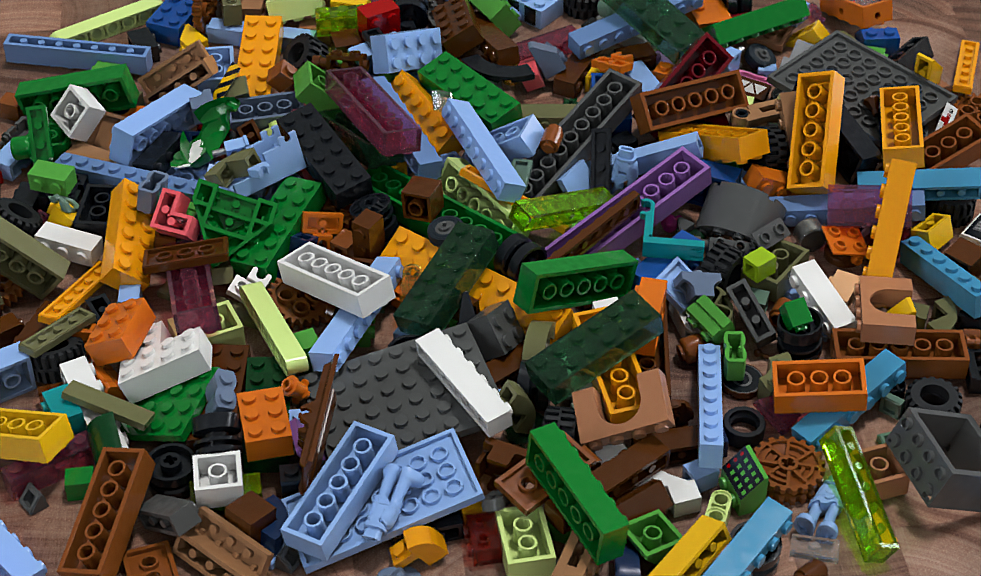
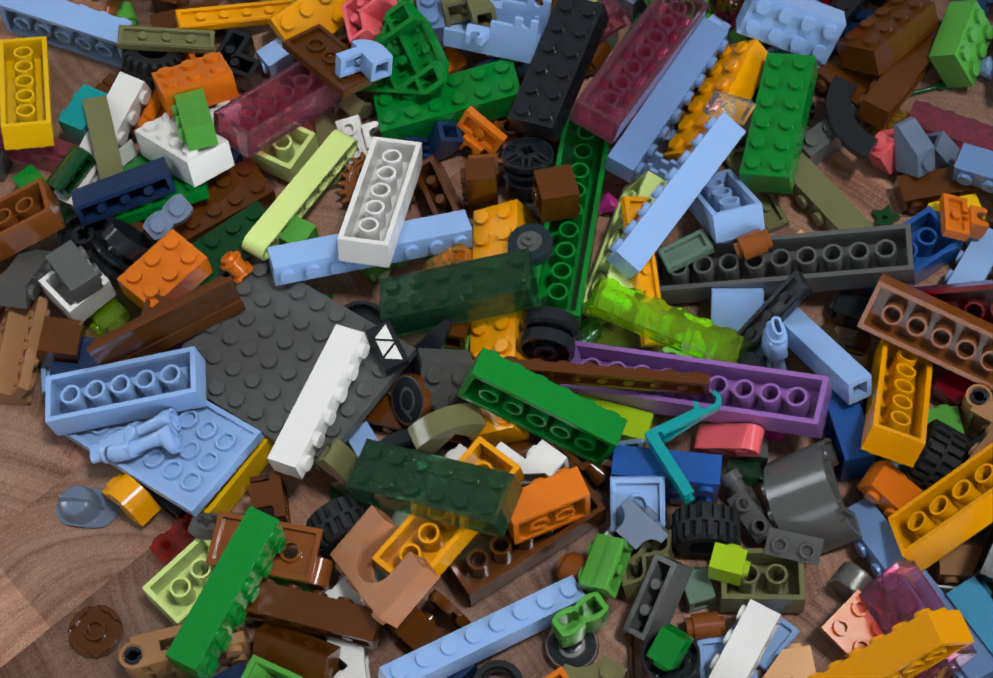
camera: 60 degrees right, 20 degrees up
(164, 331) = (194, 120): none -> bright green brick
(167, 411) = (123, 191): none -> dark blue brick
(214, 230) = (367, 57): none -> light blue brick
(216, 459) = (74, 270): none -> dark grey brick
(458, 329) = (387, 347): none -> black tile
(500, 347) = (410, 399): none -> tile
(674, 221) = (729, 439): none -> coral beam

